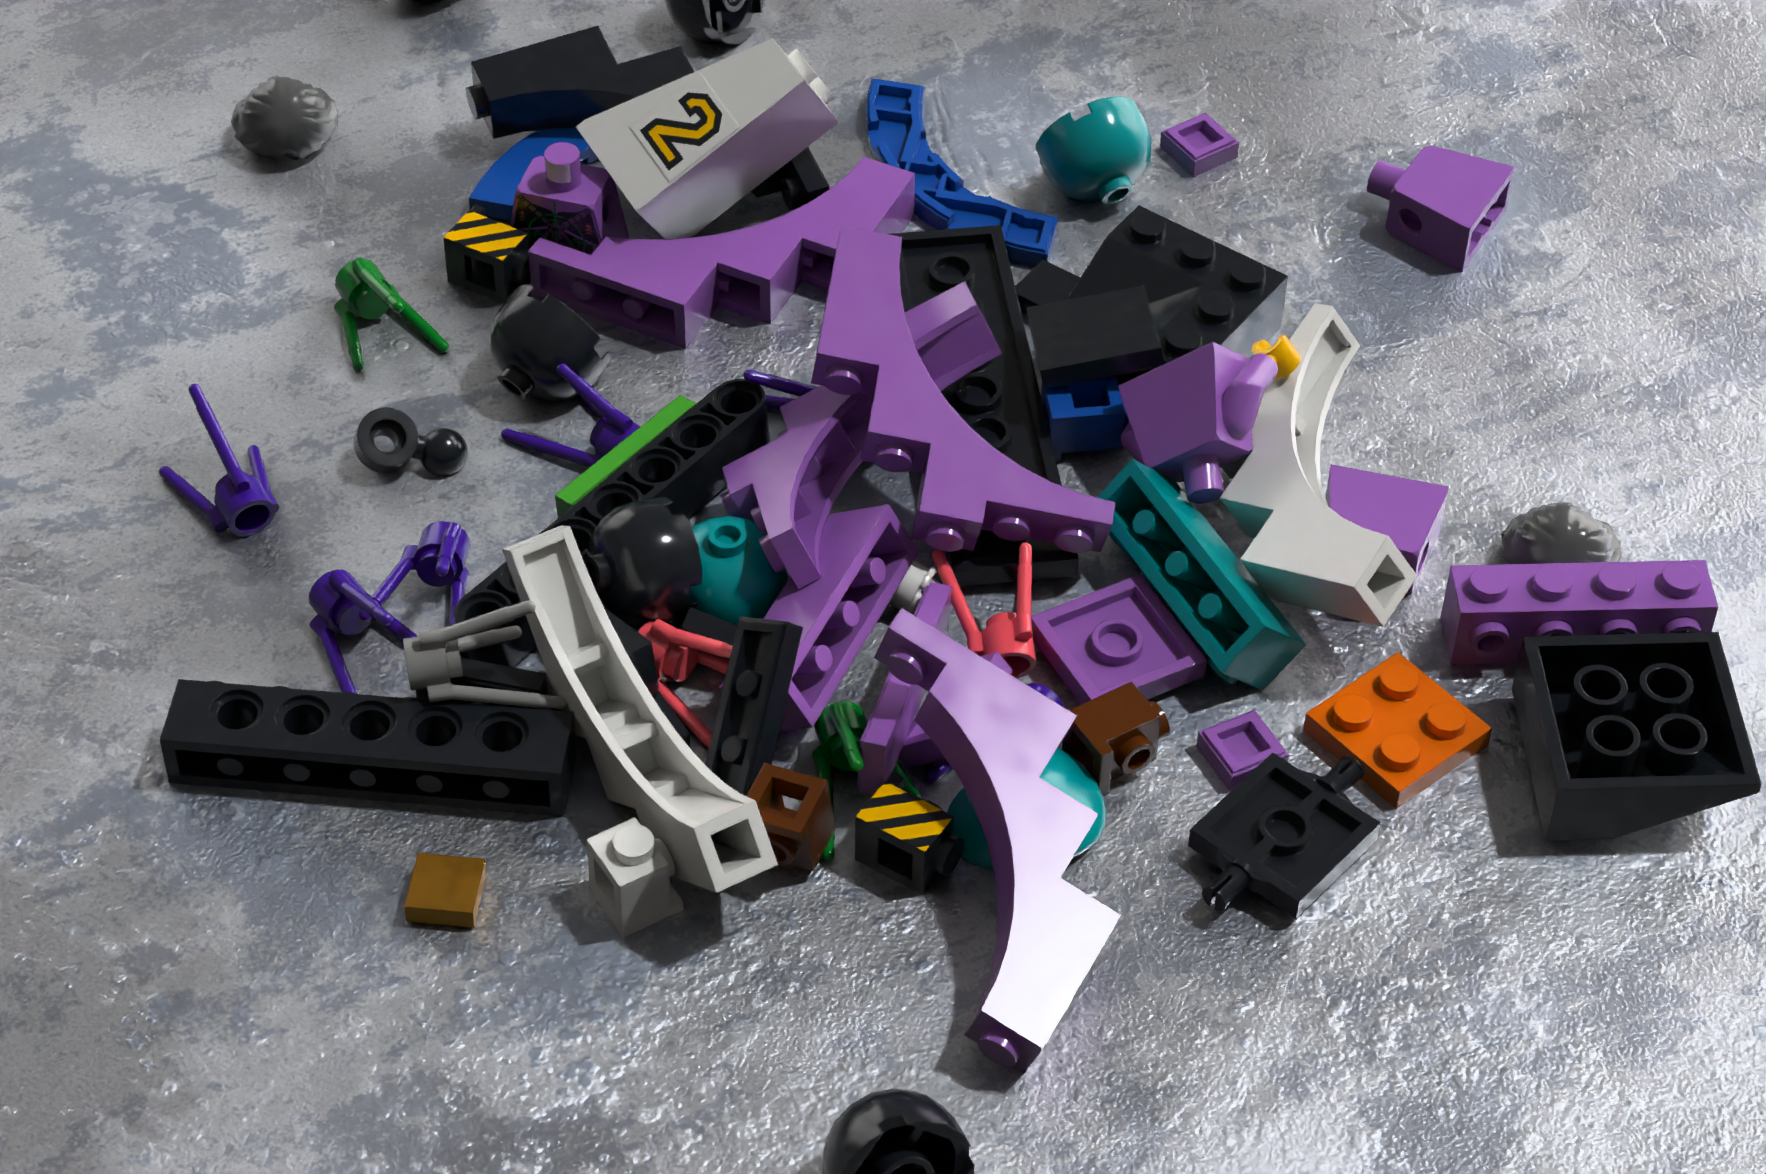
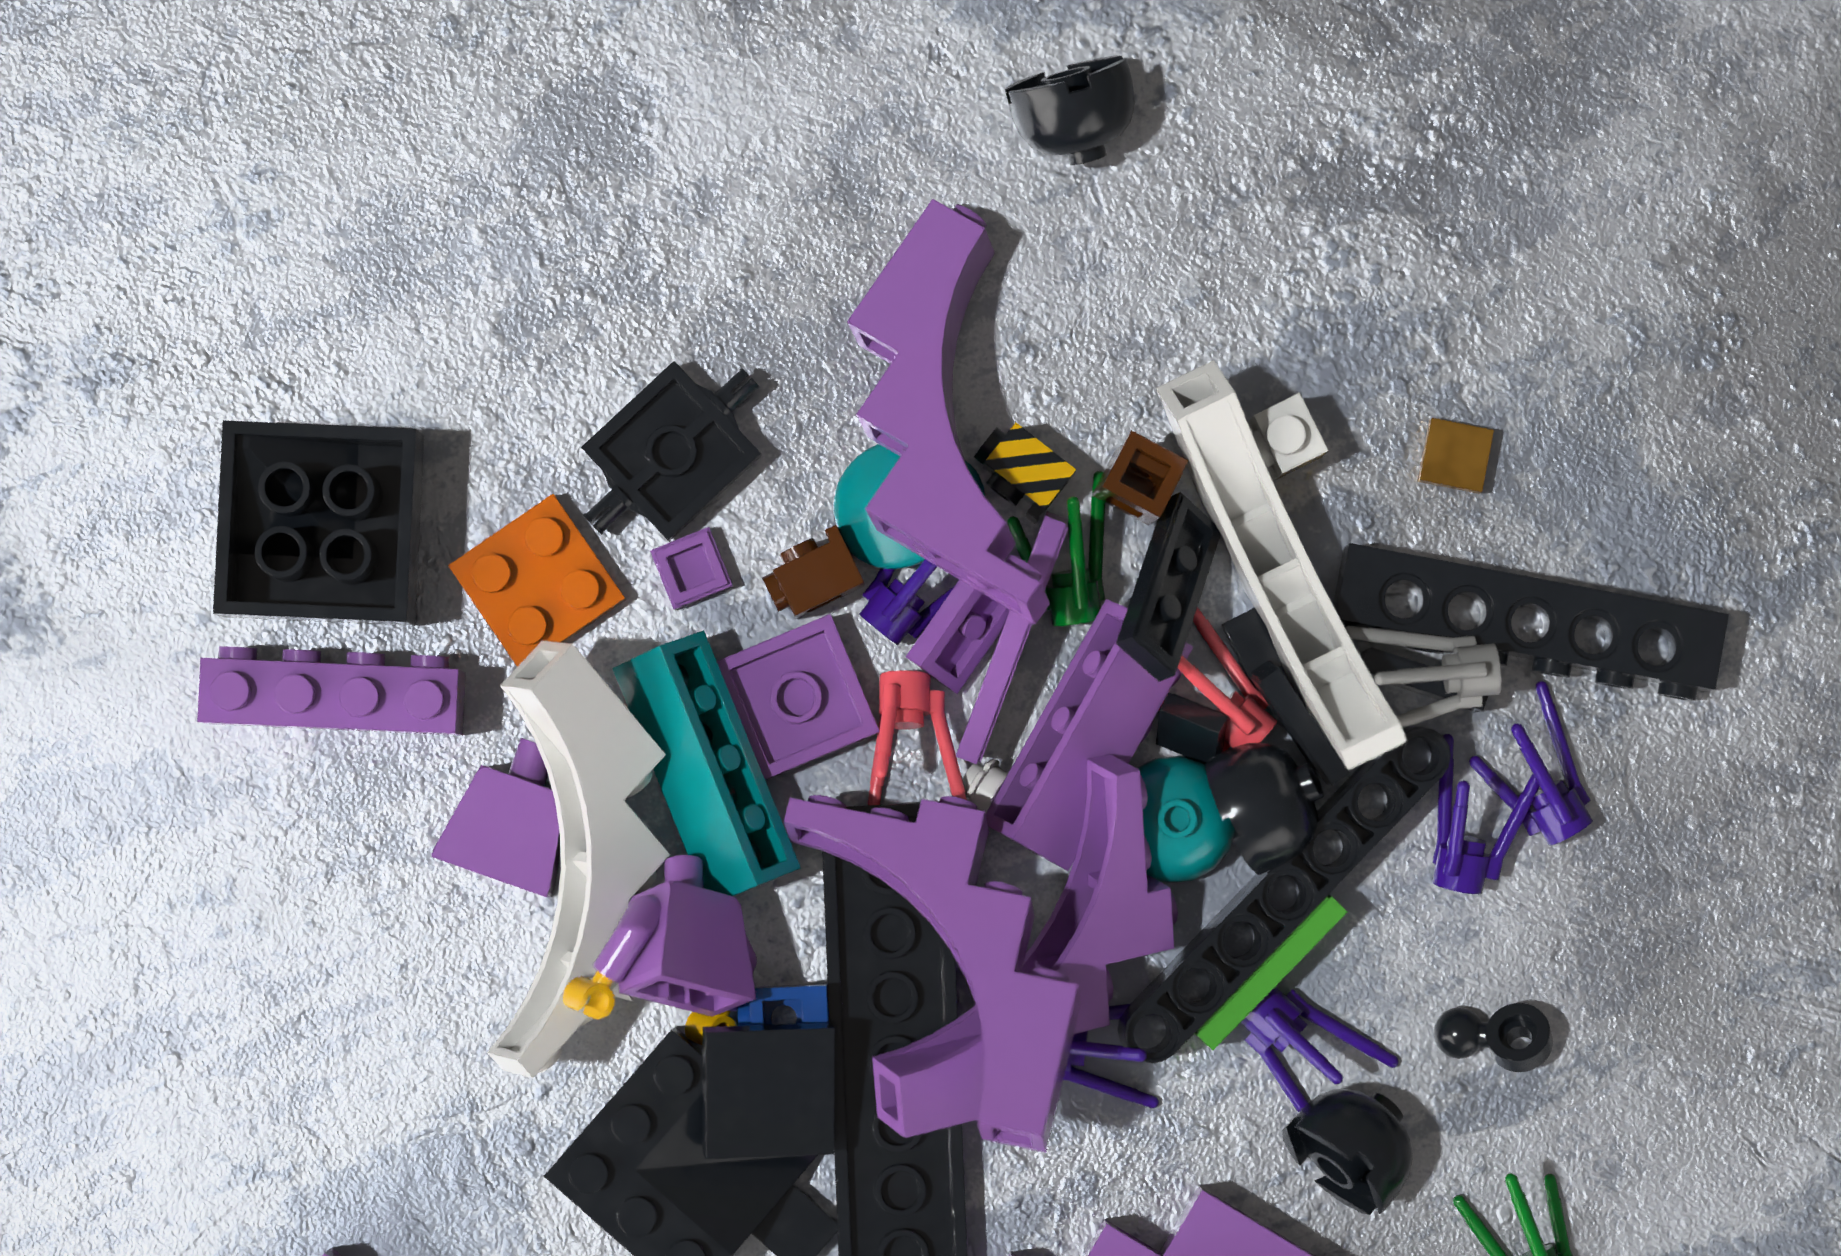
camera: 175 degrees left, 40 degrees up
(240, 499) = (1667, 966): dark purple plant -> none
(1559, 535) = (326, 795): dark grey hair -> none

